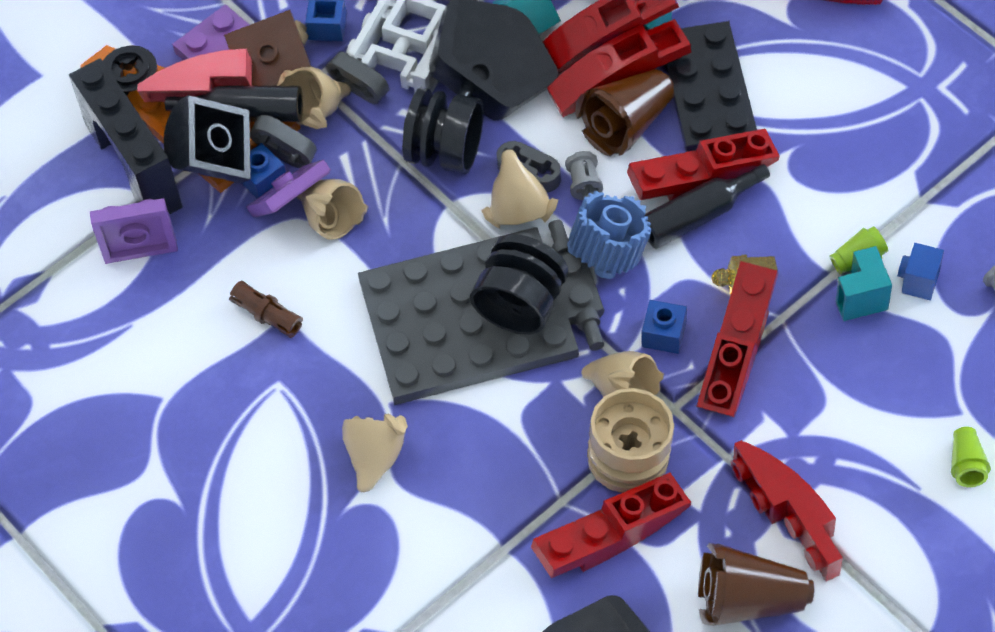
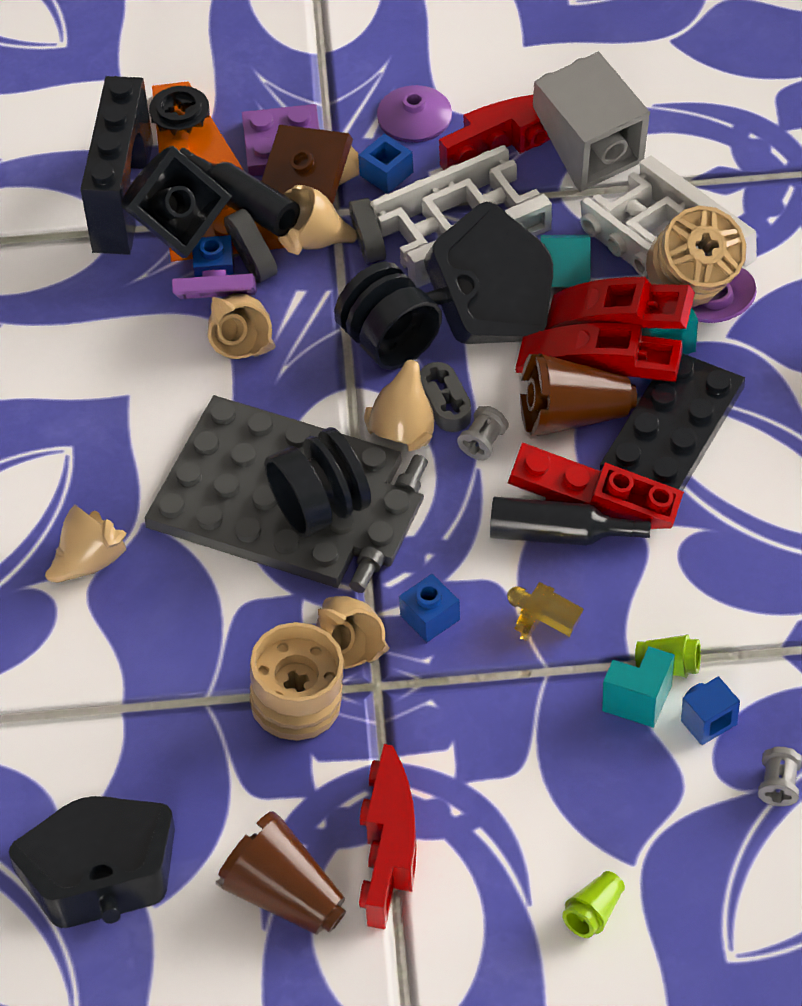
camera: 35 degrees right, 5 degrees down
(133, 230) = (58, 243): medium lavender plate -> none
(198, 75) = (226, 143): coral slope -> none
(266, 309) = (112, 378): reddish brown pin -> none
(609, 233) = (448, 493): medium blue brick -> none
(613, 529) = (213, 750): red slope -> none
(738, 339) = (481, 664): red slope -> none

